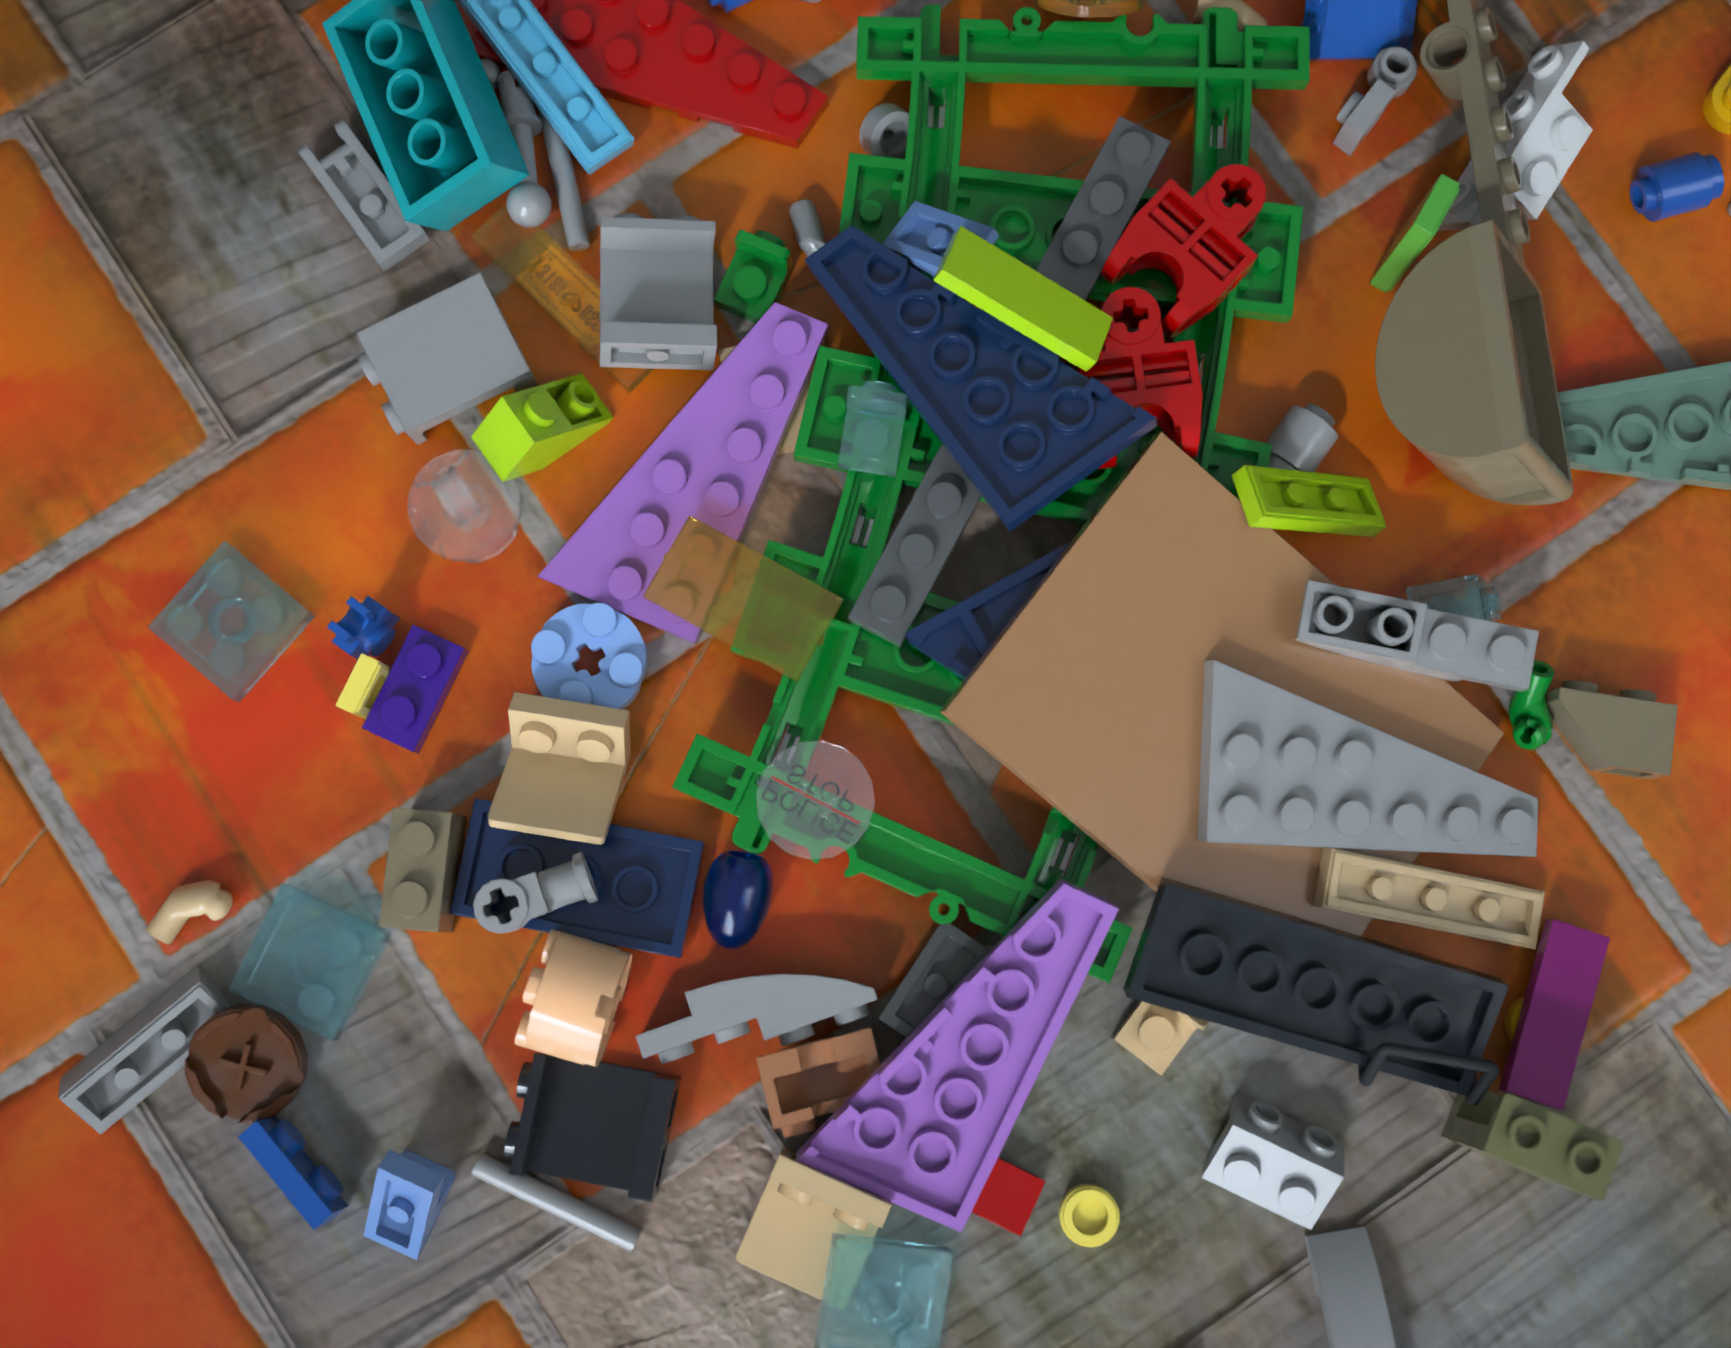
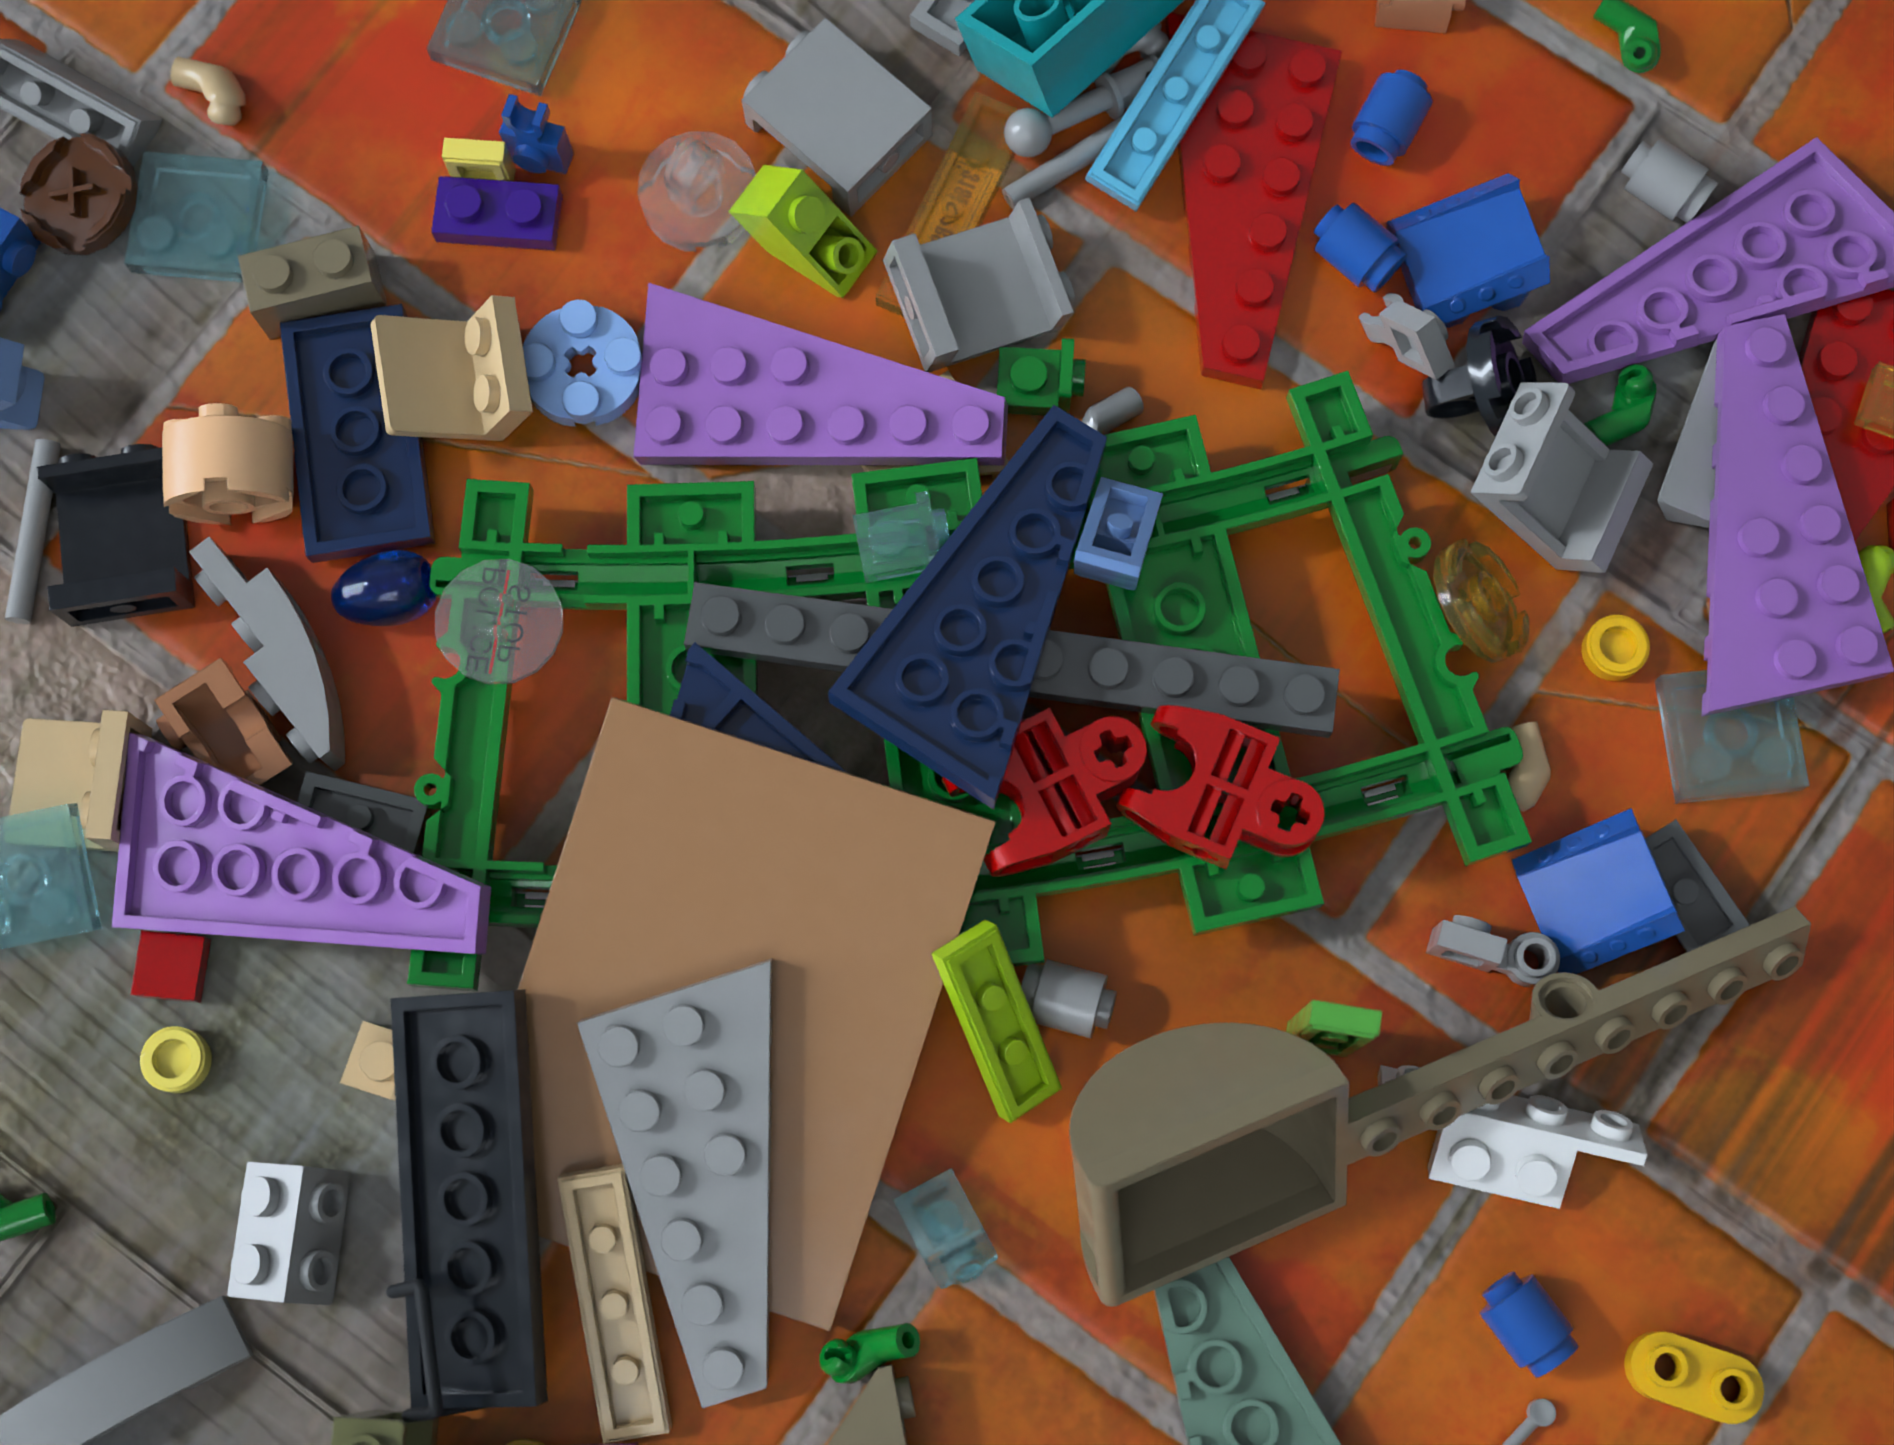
camera: 70 degrees right, 5 degrees down
(536, 894) = (316, 388): light grey connector -> none
(743, 598) = (681, 477): clear yellow piece -> none
(885, 131) = (1242, 444): light grey tile -> none
(1023, 298) = (1073, 622): lime tile -> none
(1415, 638) = (880, 1176): light grey slope -> none

